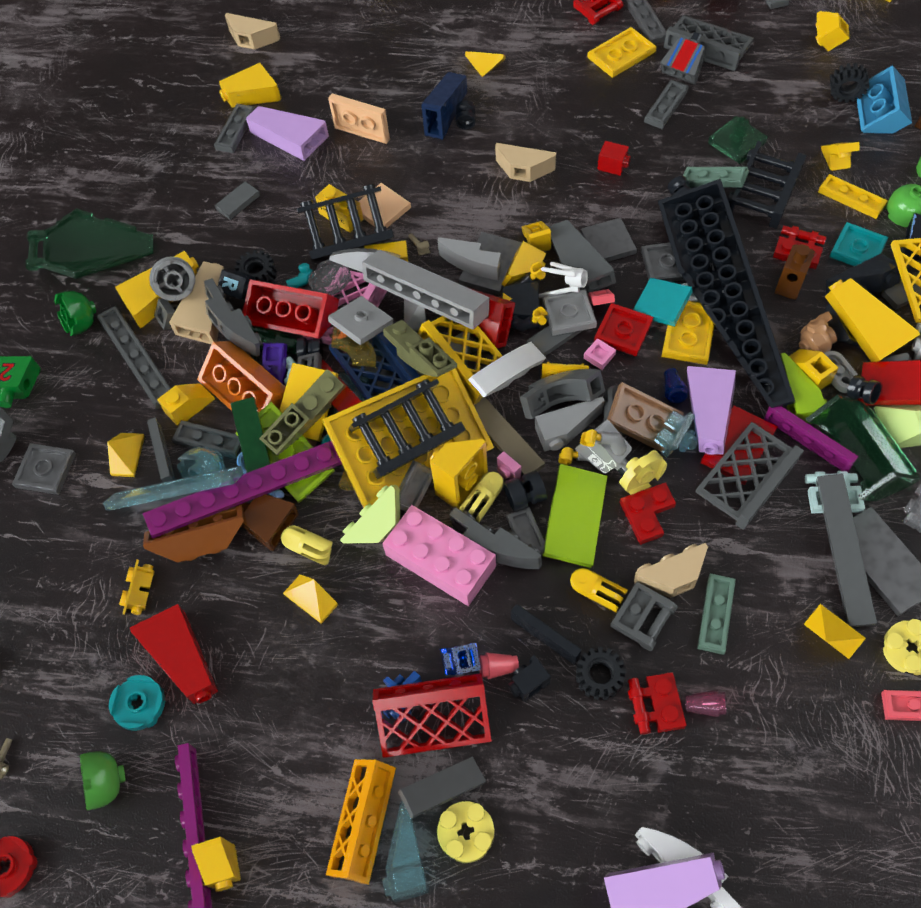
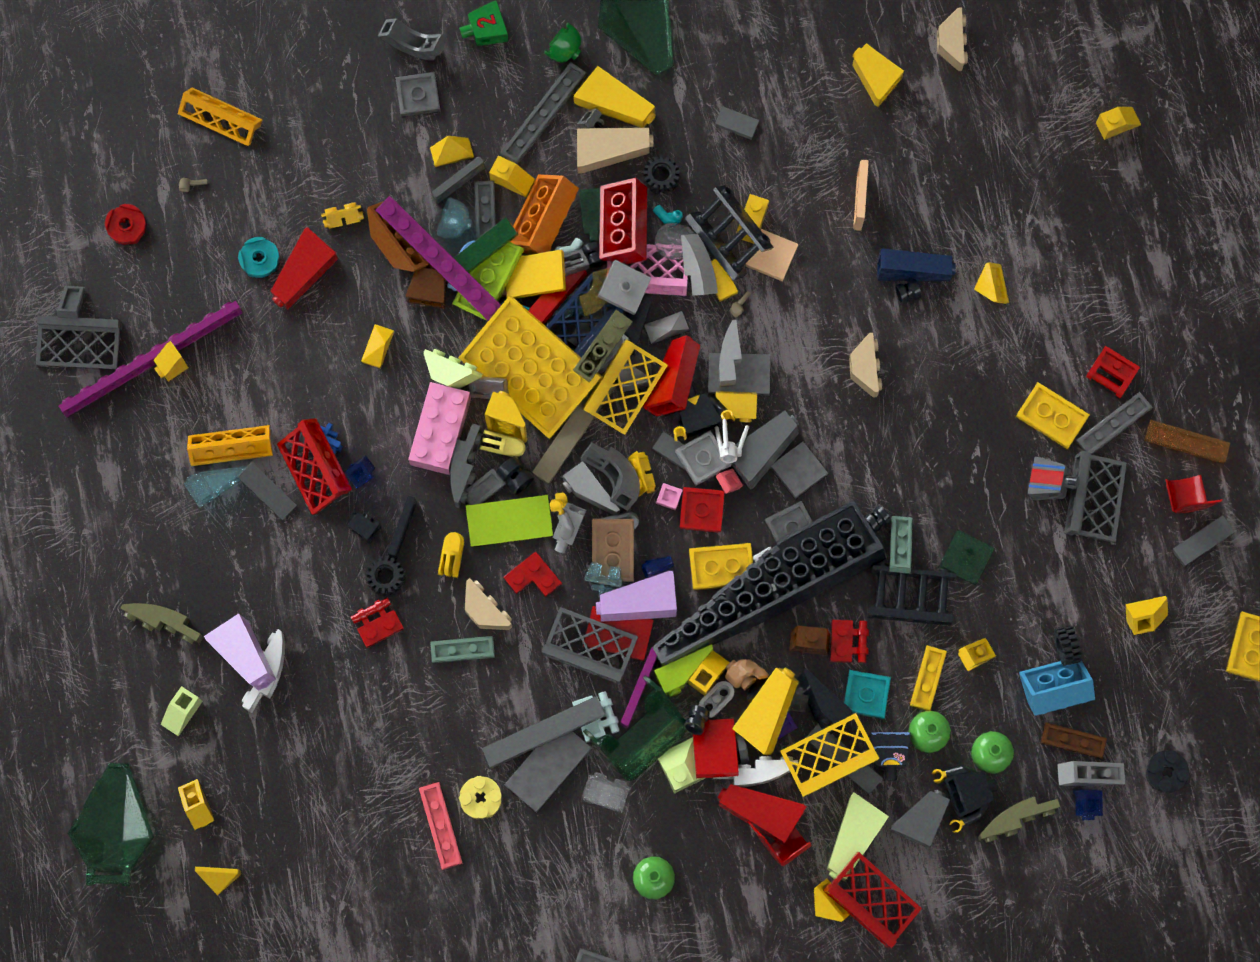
camera: 65 degrees right, 15 degrees up
(100, 778) = (198, 259): bright green cylinder -> none
(172, 278) = (612, 113): light grey cone -> none
(173, 488) = (423, 206): clear light blue tile -> none
(230, 322) = (587, 184): dark grey slope -> none
(234, 129) = (824, 81): dark grey tile -> none
(234, 283) = (633, 165): black brick -> none
(274, 359) = (572, 231): dark purple tile -> none
(288, 131) = (831, 135): lavender slope -> none
(303, 413) = (516, 277): olive slope -> none
(307, 544) = (417, 326): light yellow arm -> none
(406, 452) = (508, 371): black fence -> none
(426, 289) = (669, 329): light grey brick -> none
(480, 840) = (233, 515): light yellow plate -> none
(497, 665) = (367, 499): coral cone -> none
(506, 369) = (618, 424): white slope -> none
(508, 467) = (533, 455): bright pink plate -> none
(538, 235) = (780, 402): yellow slope -> none
(613, 158) = (897, 447): red brick -> none
(636, 610) = (441, 588): dark grey plate -> none
(643, 471) = (557, 561): light yellow plate -> none
(663, 301) = (741, 534): teal tile -> none
(666, 104) = (993, 478): dark grey tile -> none
(707, 703) = (387, 658): clear pink cone -> none
(834, 631) = (472, 737): yellow slope -> none

